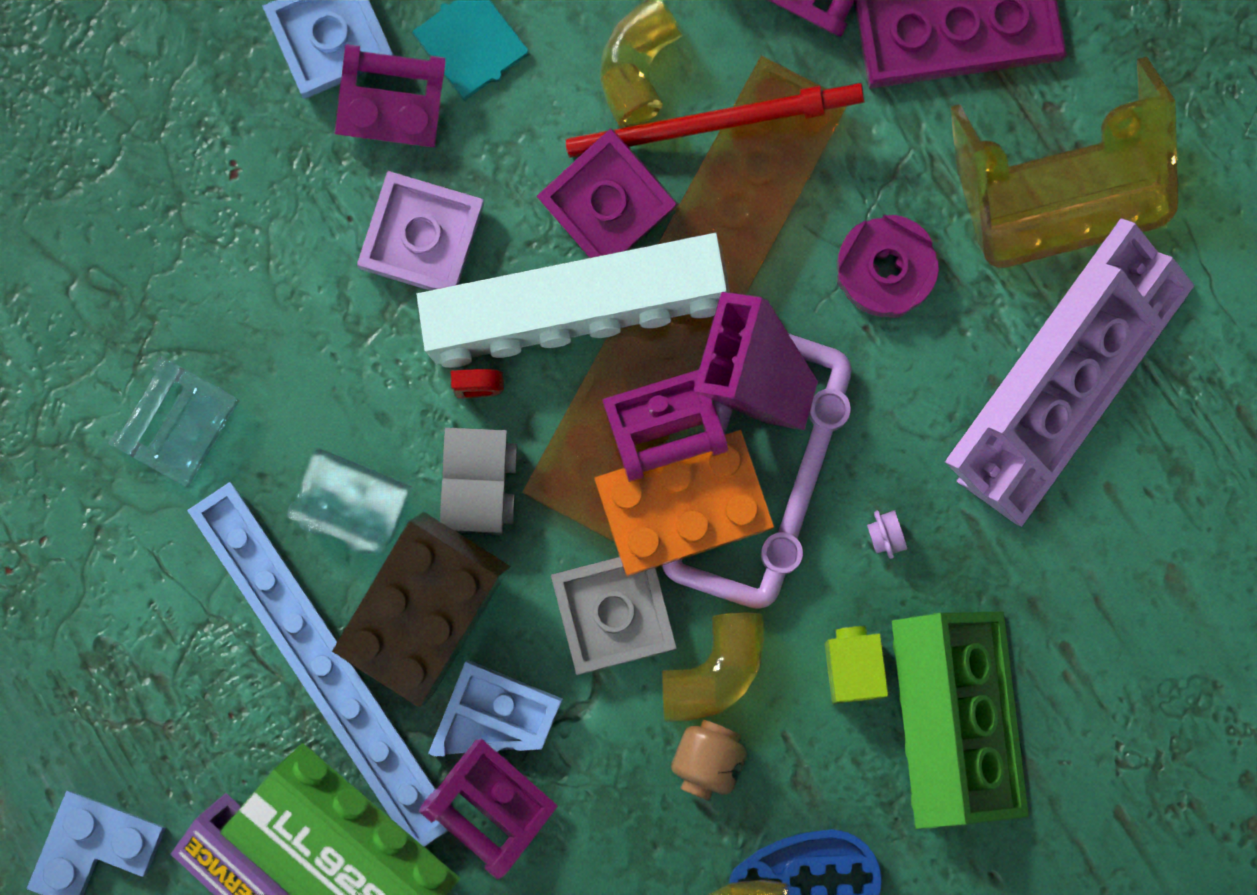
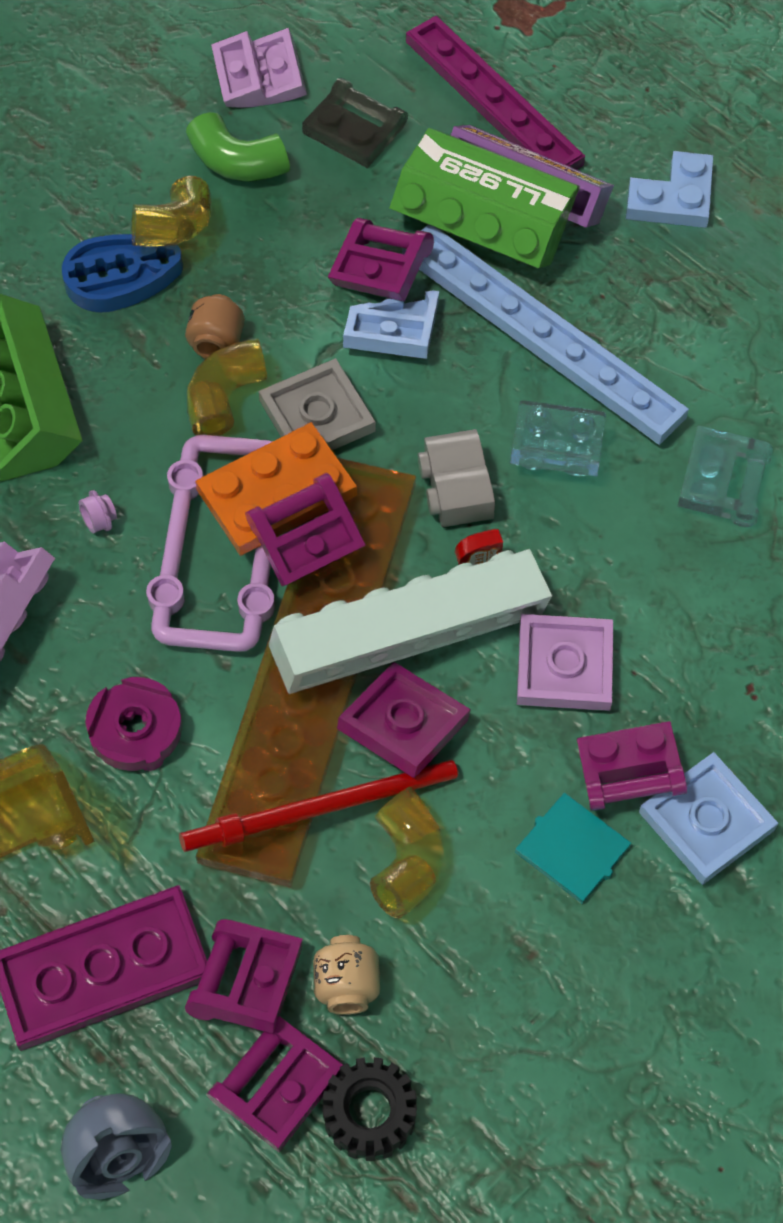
camera: 165 degrees right, 20 degrees down
(421, 608) = (472, 367): dark brown brick -> none
(755, 364) = (237, 579): magenta slope -> none
(855, 666) = (107, 407): lime brick -> none

